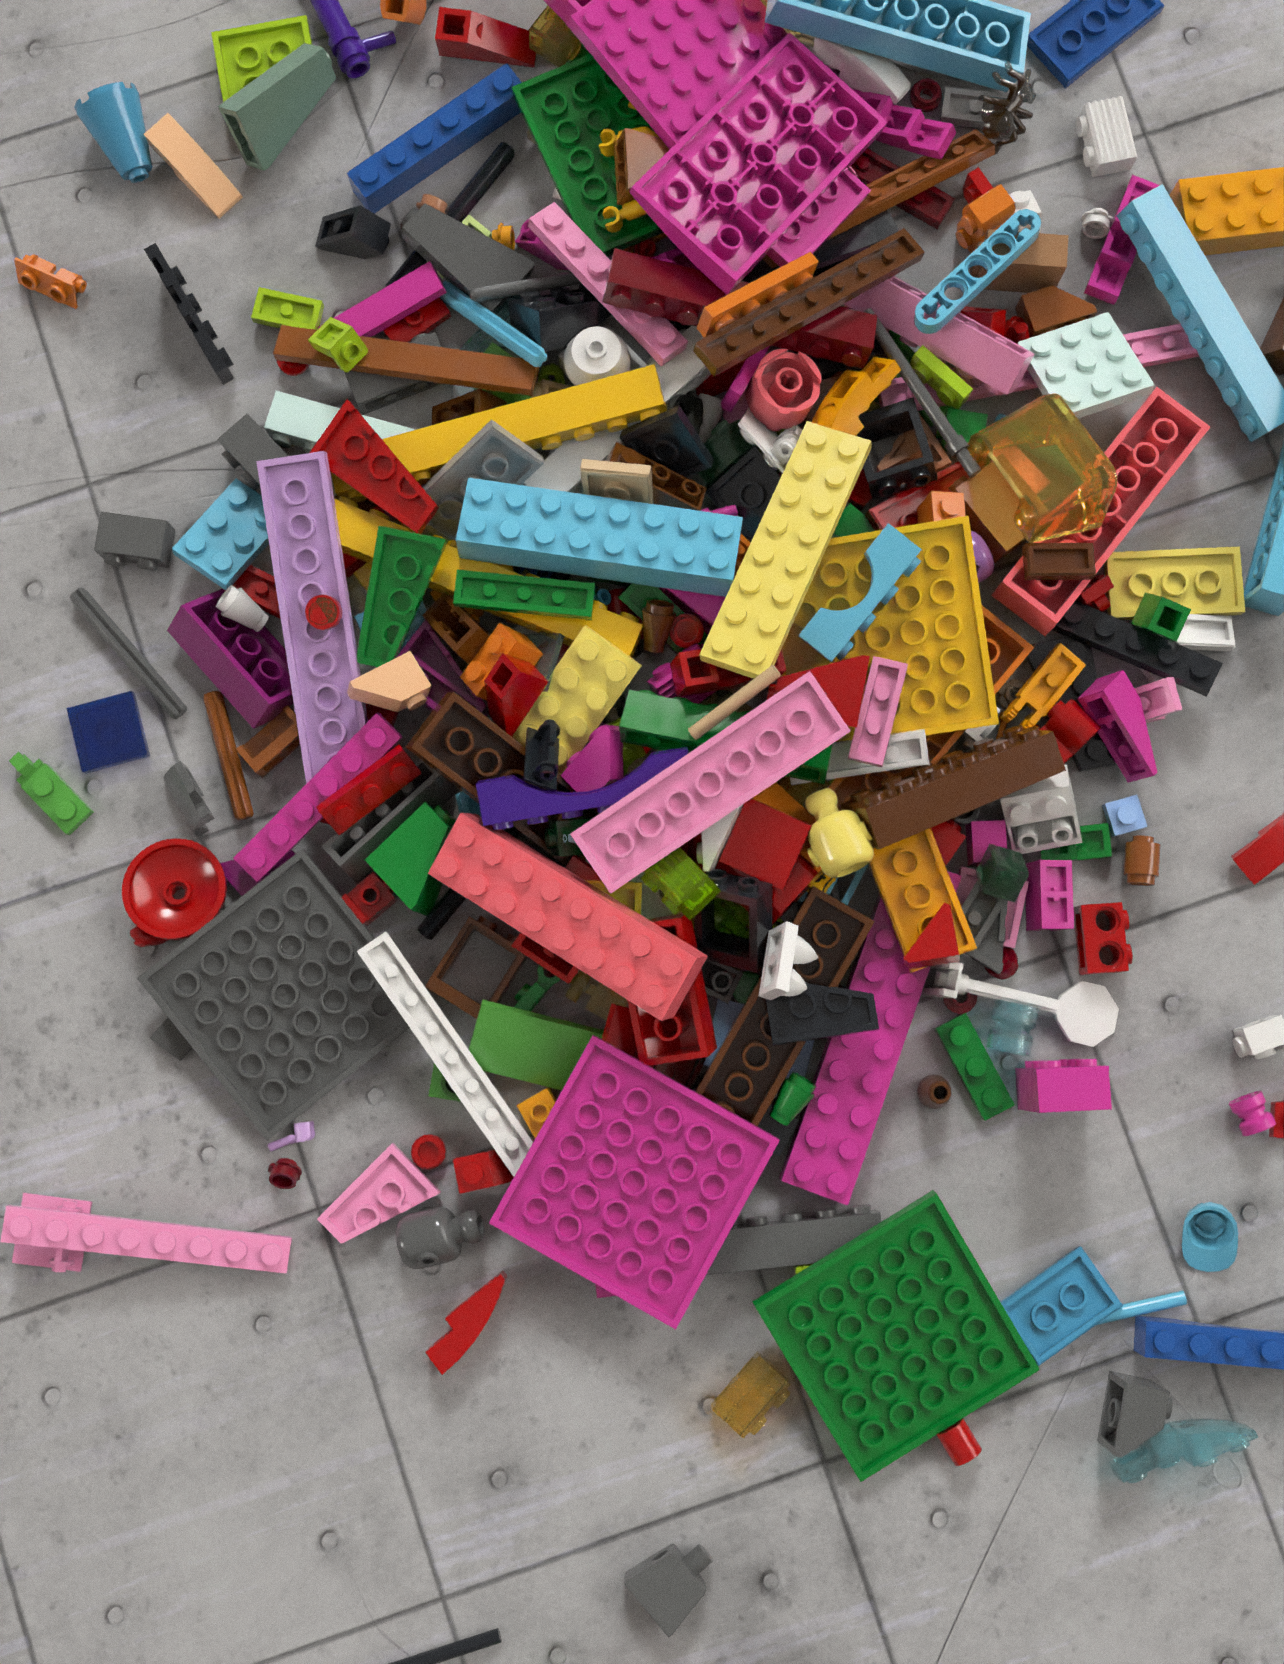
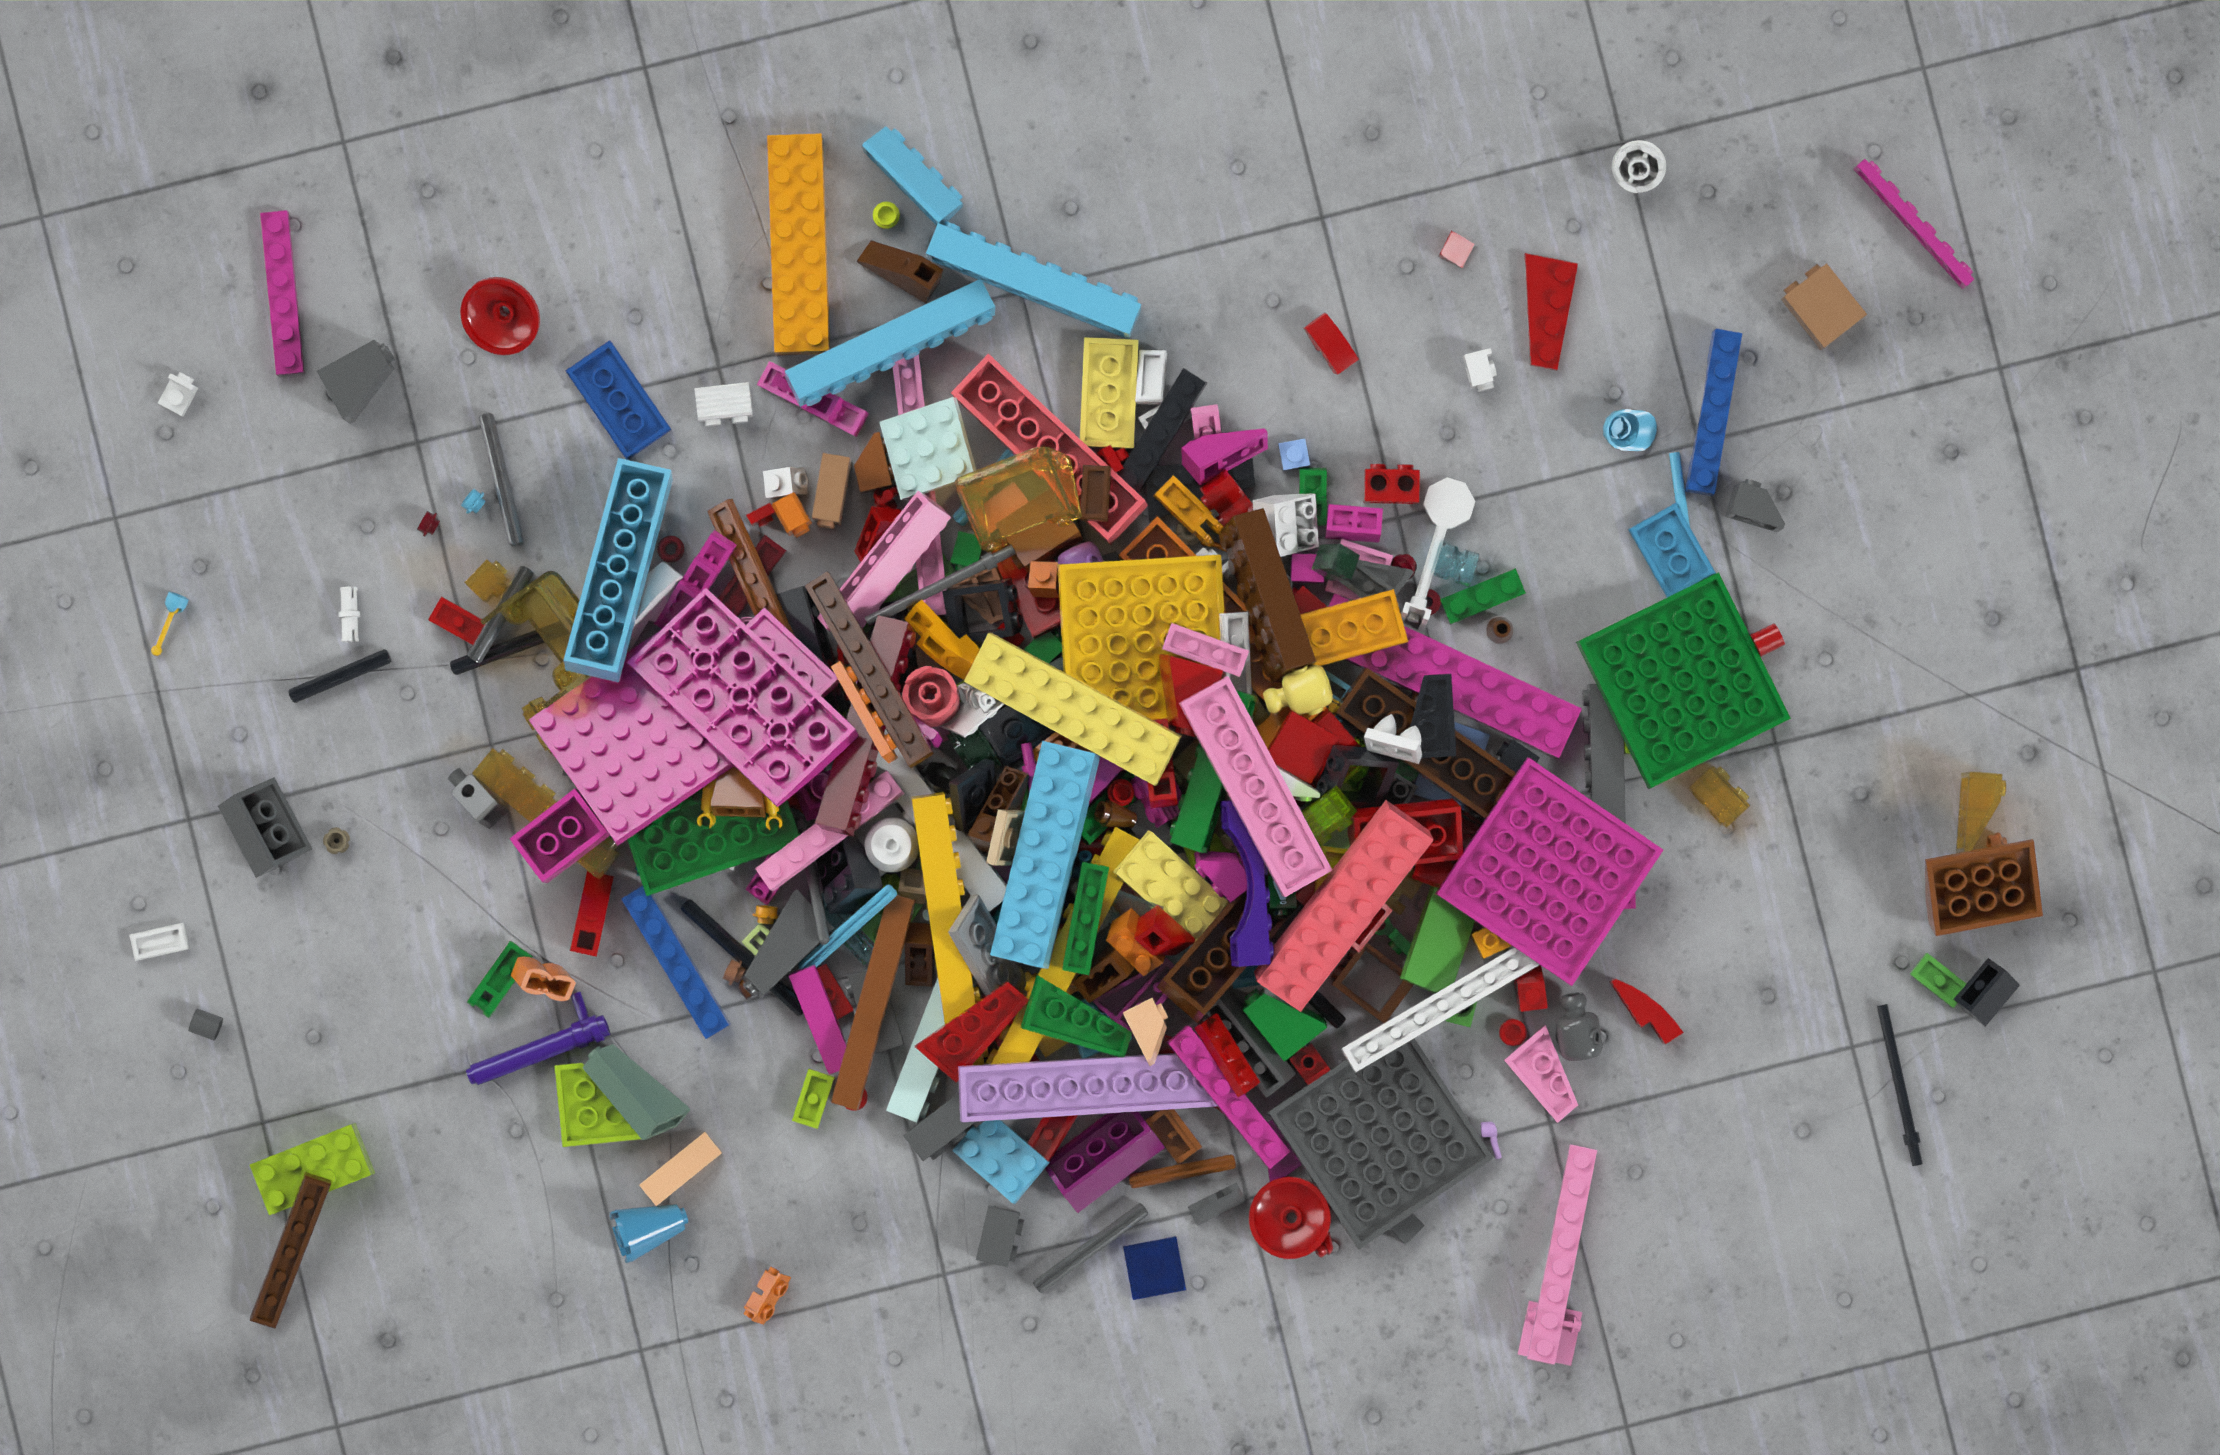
camera: 90 degrees left, 5 degrees up
(51, 793) = (1201, 1316): bright green hinge -> none
(189, 308) = (803, 1179): black wing -> none
(241, 608) = (1066, 1150): white cone -> none
(284, 1173) = (1520, 1146): dark red plate -> none
(323, 612) = (1085, 1078): red tile -> none
(340, 343) = (857, 1054): lime bracket -> none
(354, 233) = (751, 1039): black slope -> none
(542, 755) = (1217, 914): black hinge -> none
(669, 1584) = (1854, 871): dark grey torso -> none
(734, 702) = (1194, 761): tan bar -> none
(792, 1098) = (1496, 743): green cone -> none
(888, 558) = (1138, 678): medium azure arch -> none
(936, 943) = (1388, 621): red slope -> none
(946, 383) = (920, 575): lime plate -> none
(963, 106) = (687, 510): light grey plate -> none
(971, 285) = (837, 525): medium azure beam -> none
(1002, 113) = (702, 490): dark brown animal -> none
(1063, 1086) = (1506, 534): dark pink brick -> none
(1096, 223) = (796, 419): white plate -> none
(1142, 861) = (1332, 446): dark orange brick -> none
(1161, 616) = (1141, 412): green brick -> none
(1194, 1439) = (1780, 458): clear light blue slope -> none
(1251, 1110) = (1536, 384): dark pink wheel -> none

